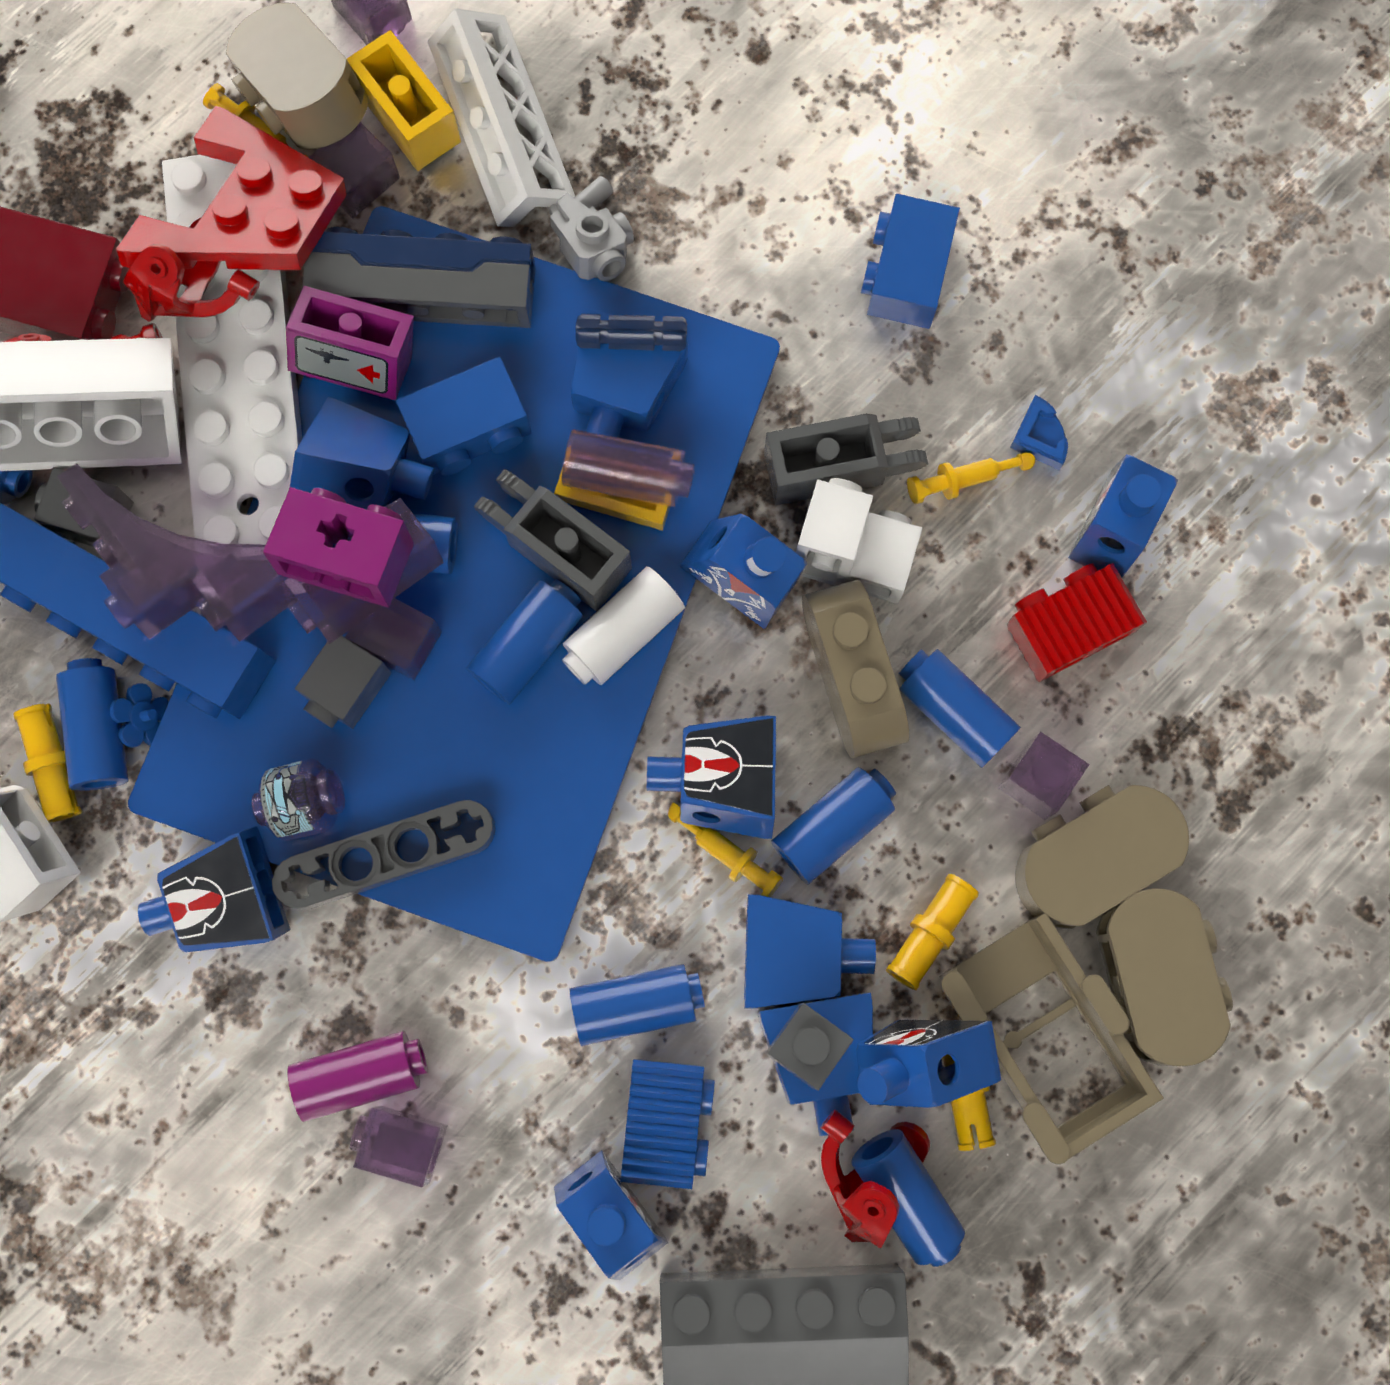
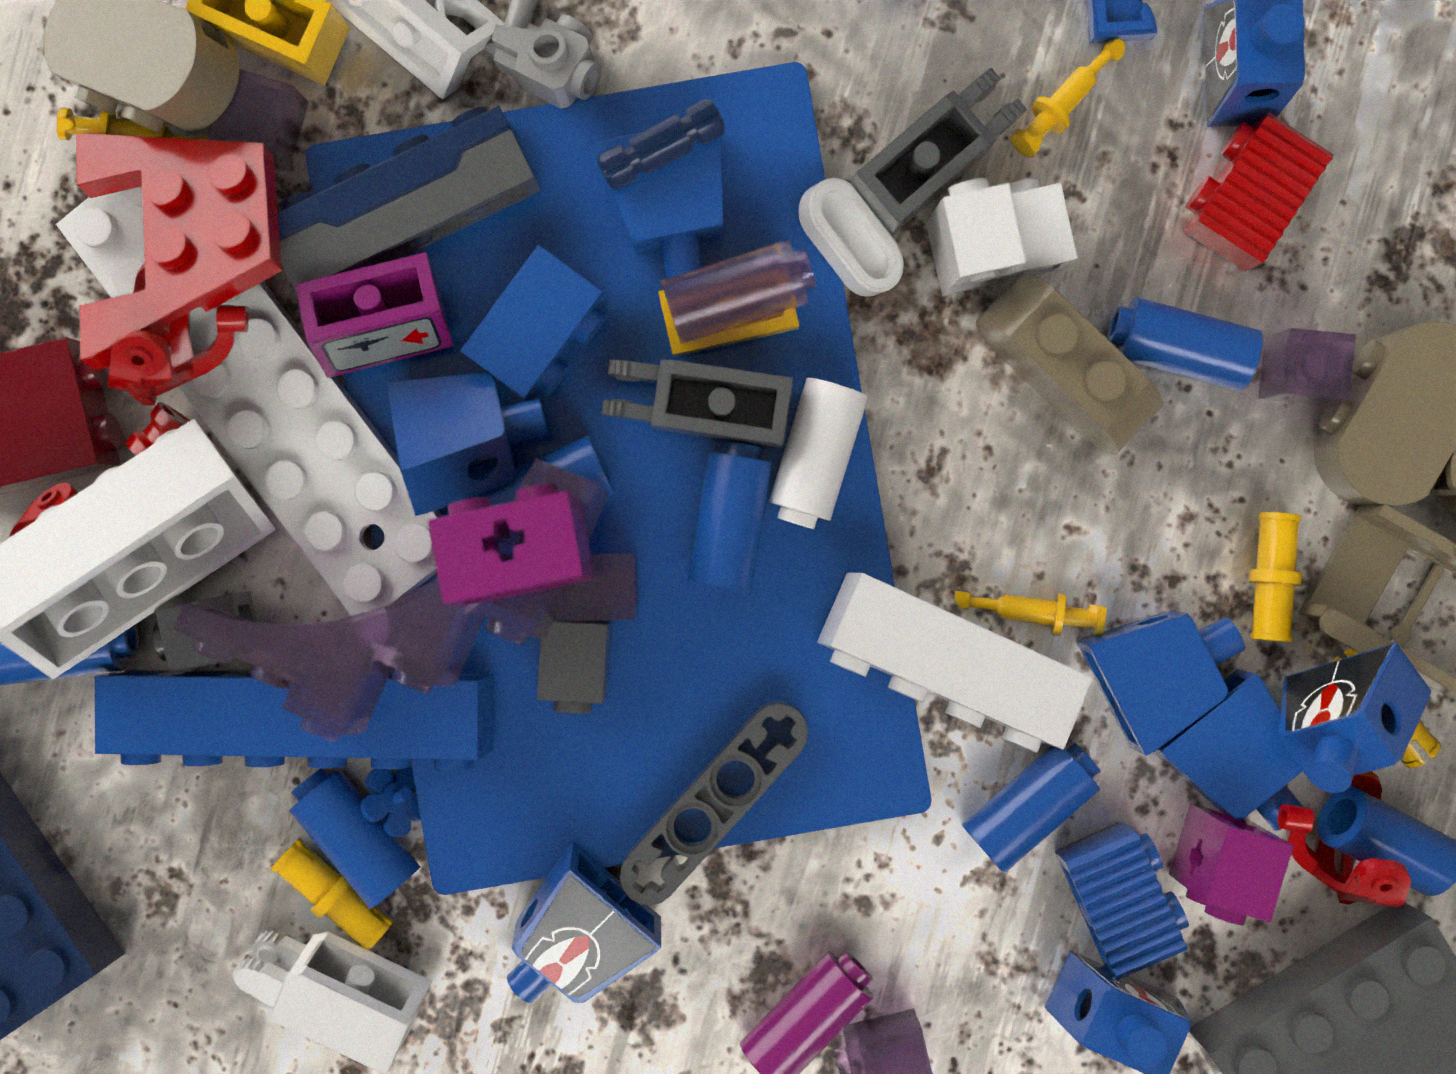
camera: 30 degrees left, 10 degrees up
(298, 799) = (602, 799): head -> none
(636, 849) = (955, 661): none -> white brick
(723, 775) = (998, 541): torso -> none
(742, 478) = (851, 237): none -> white tile
(745, 567) = (914, 322): blue torso -> none
(763, 1135) = (1230, 865): none -> magenta brick
(809, 1046) = (1237, 766): dark grey brick -> none
(835, 823) = (1128, 525): blue brick -> none

